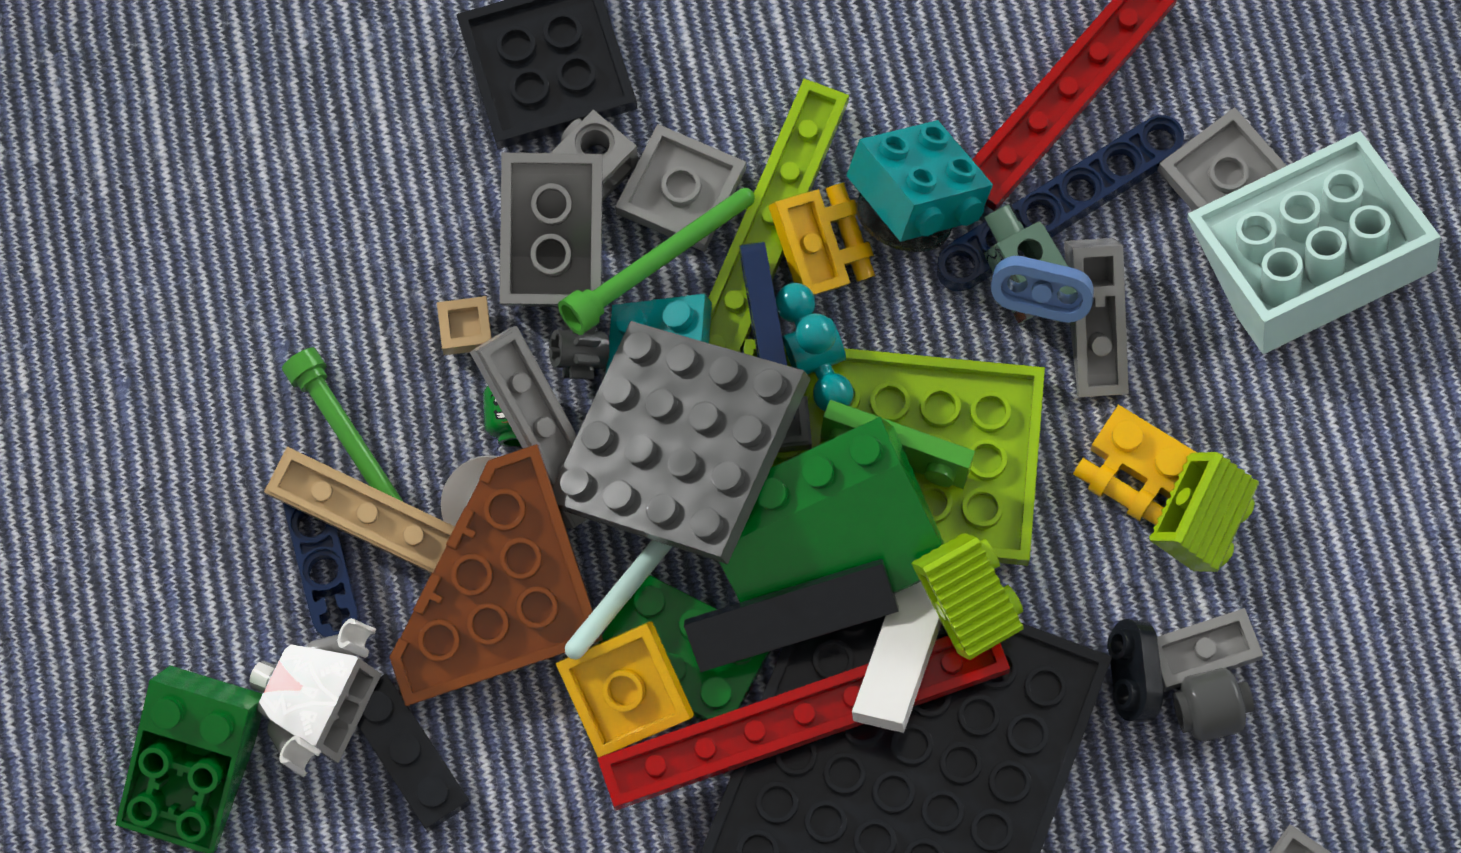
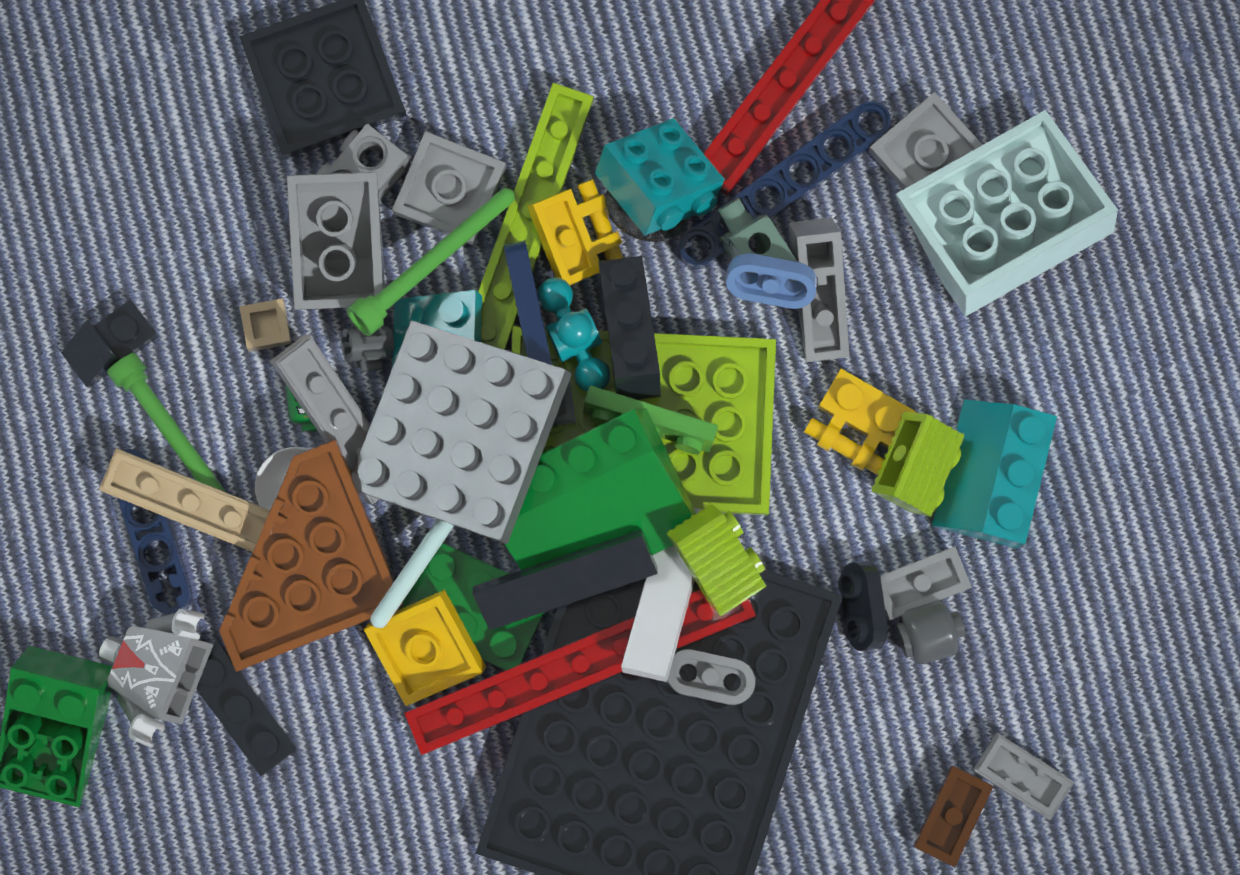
camera: 10 degrees left, 10 degrees up
(276, 338) = (102, 345): none -> black slope
(878, 342) = (630, 328): none -> black arch
(955, 733) = (710, 675): none -> light grey plate
(1296, 530) = (998, 472): none -> teal slope

